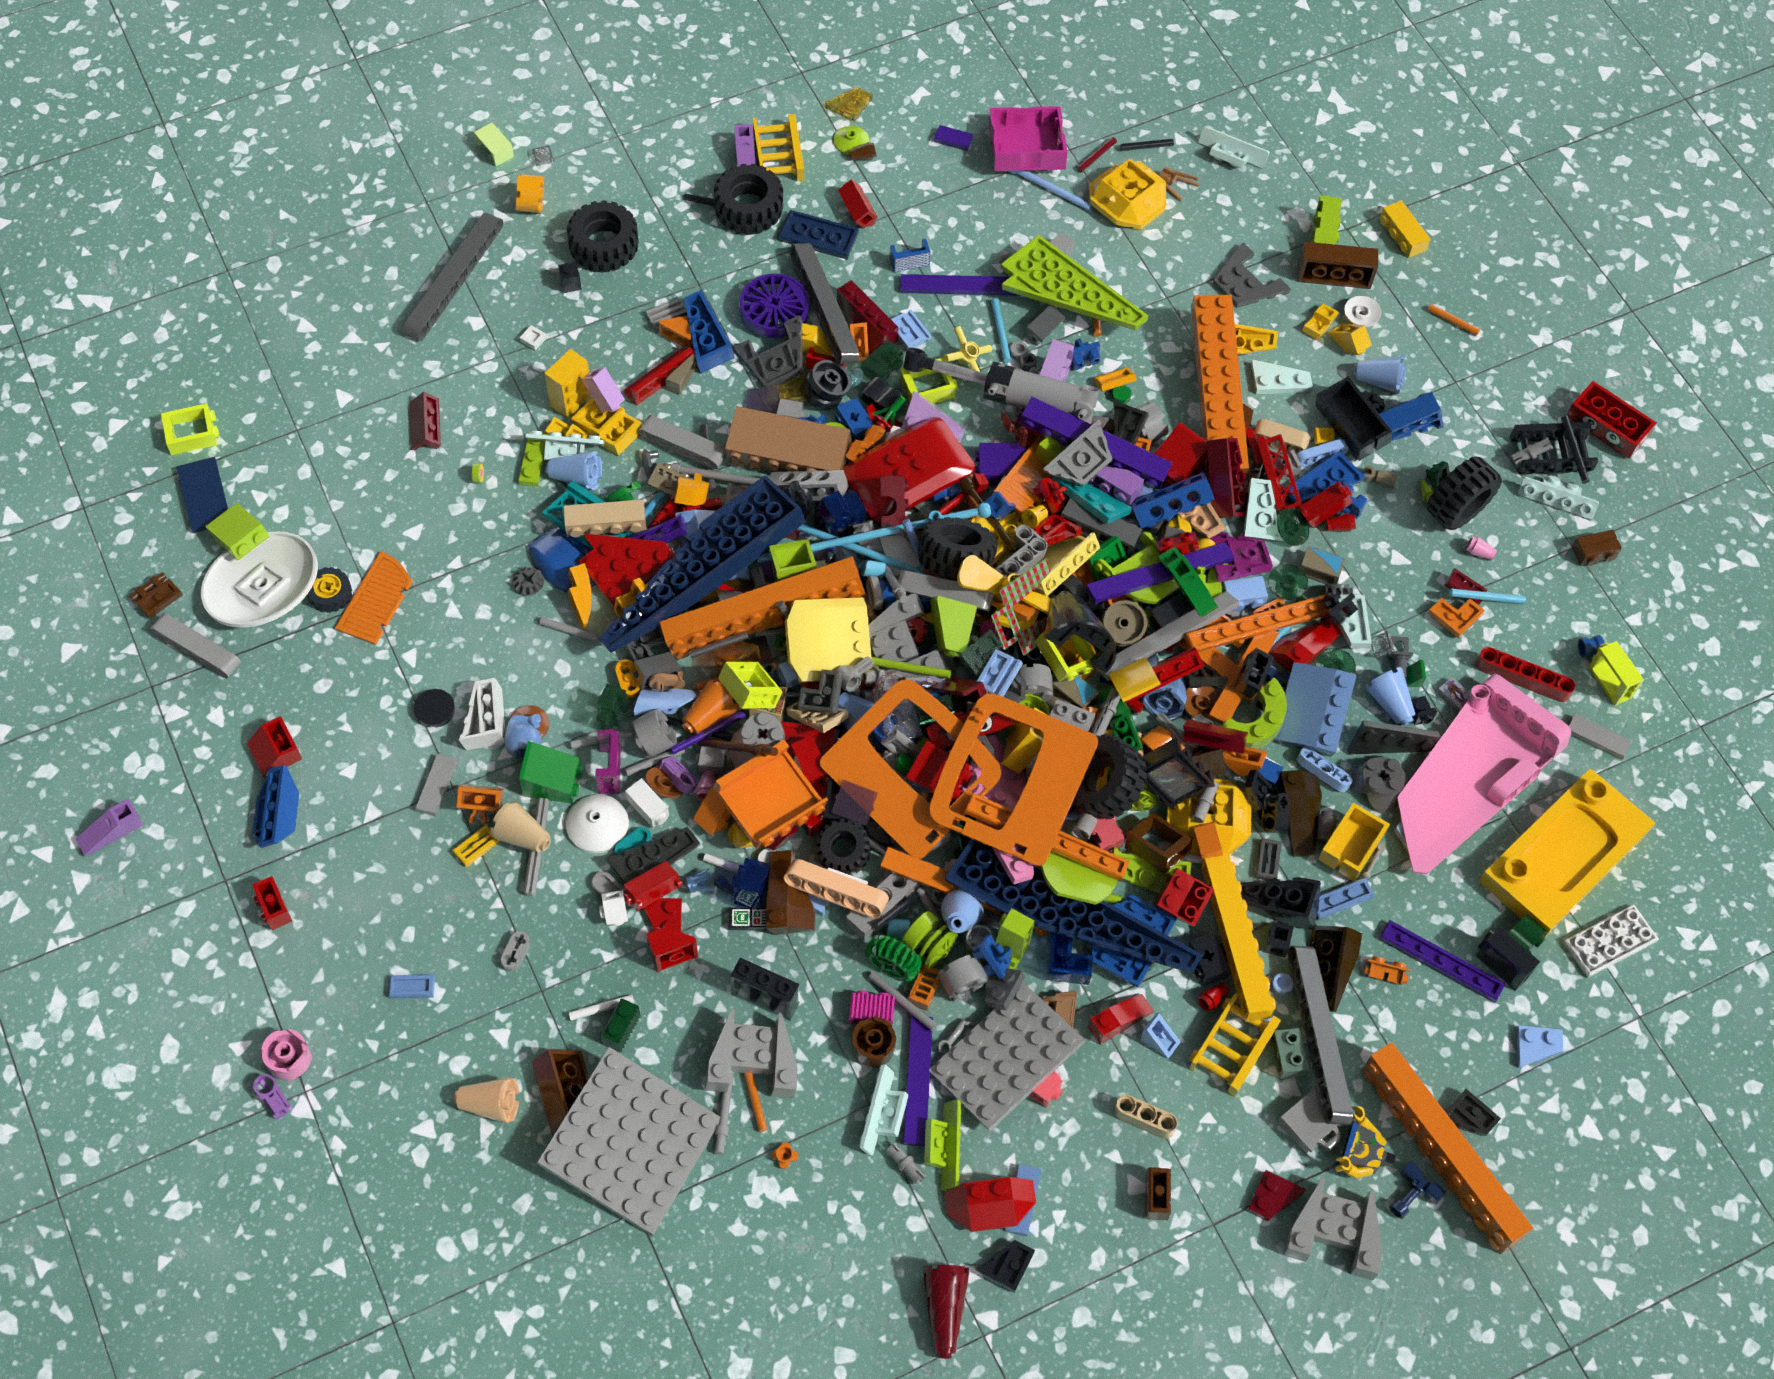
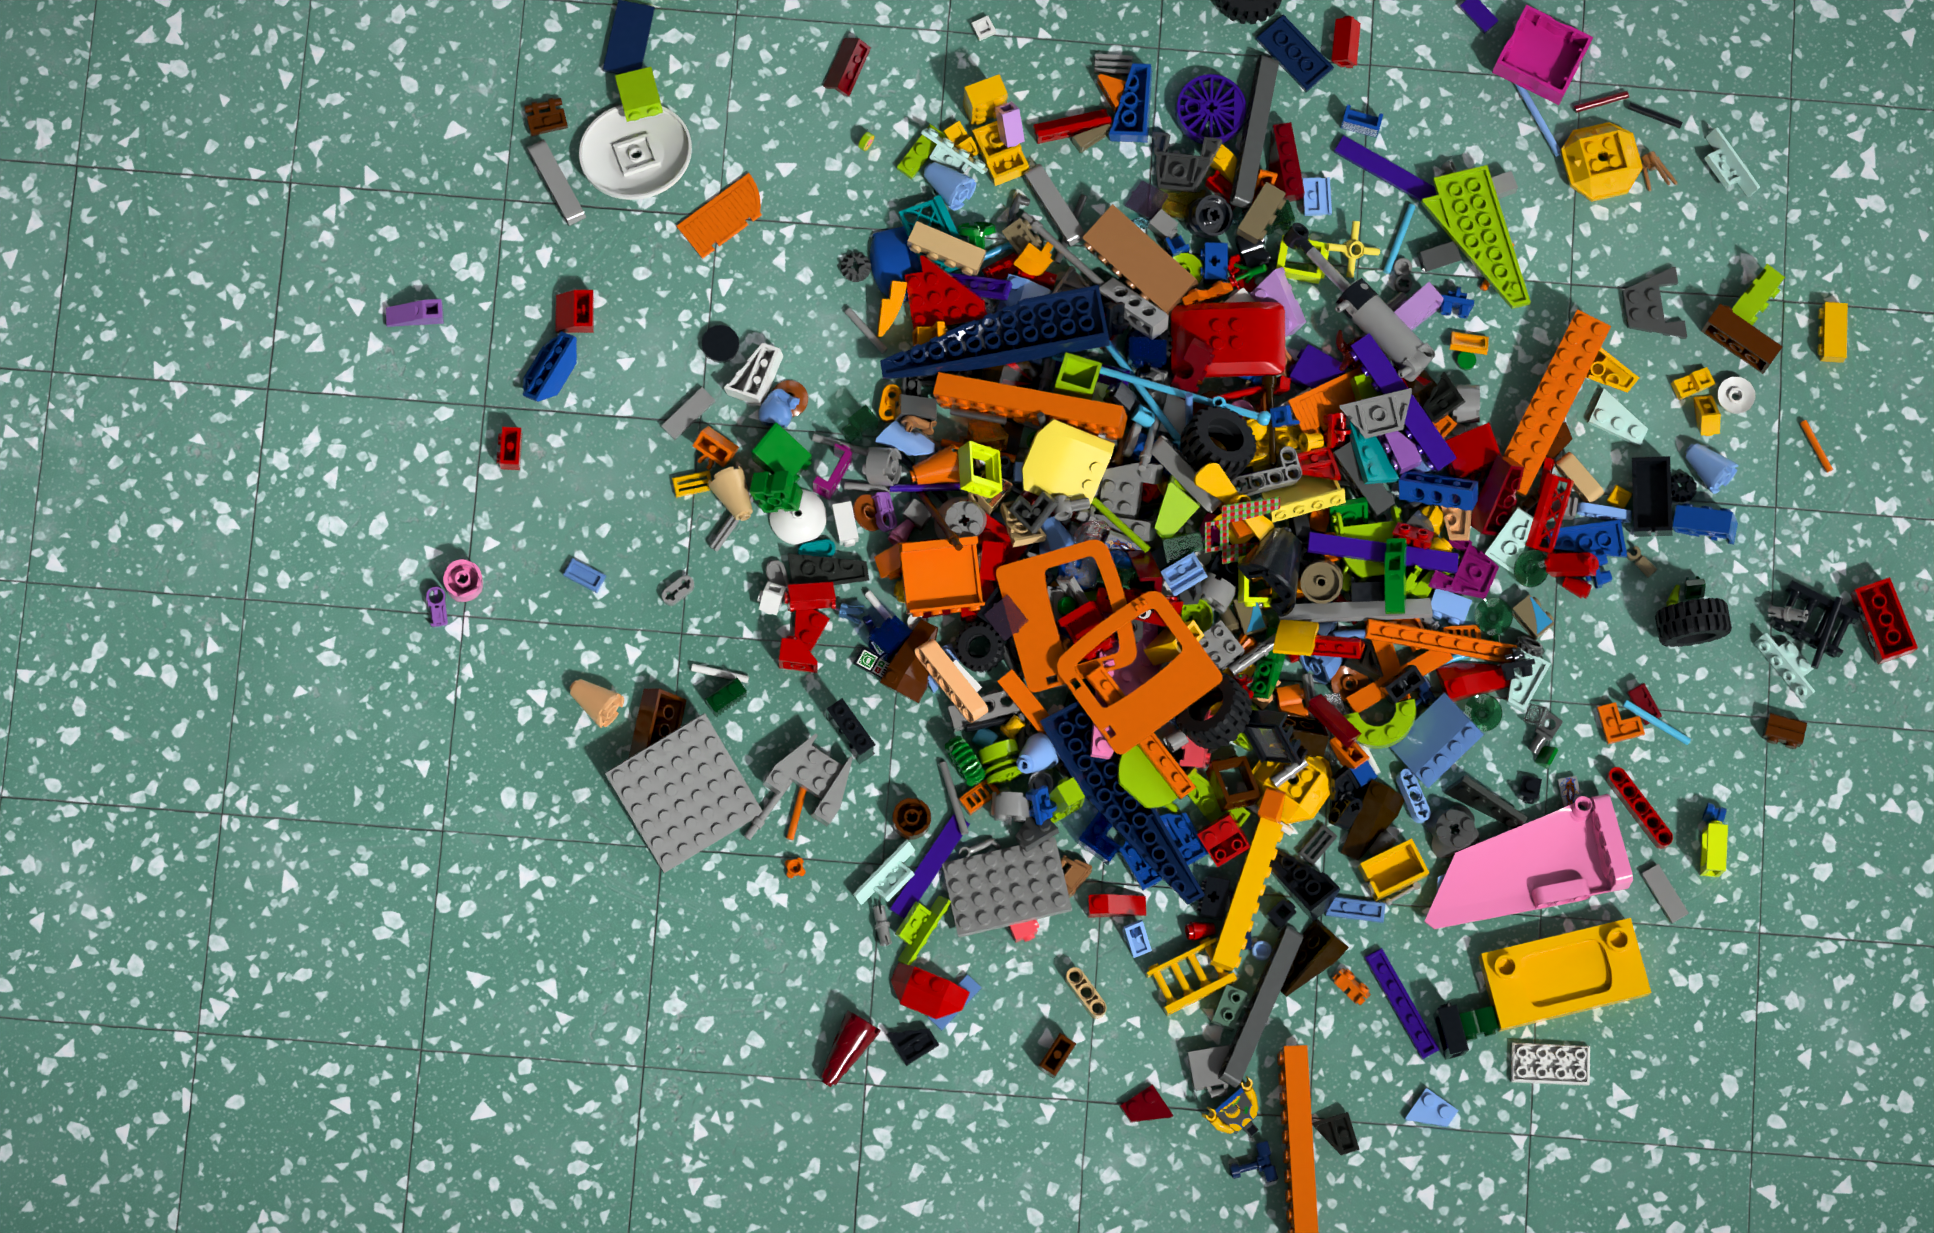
camera: 25 degrees right, 15 degrees up
(330, 590) = (690, 189): black wheel -> none
(563, 805) = (776, 491): none -> green brick
(867, 1005) = (924, 789): dark pink brick -> none
(872, 358) = (1261, 213): none -> dark tan brick
(919, 903) = (1013, 727): none -> yellow bush
(1340, 1225) = (1179, 1154): light grey wedge -> none
(1393, 696) = (1512, 766): light blue cone -> none
(1480, 548) = (1682, 675): bright pink cone -> none

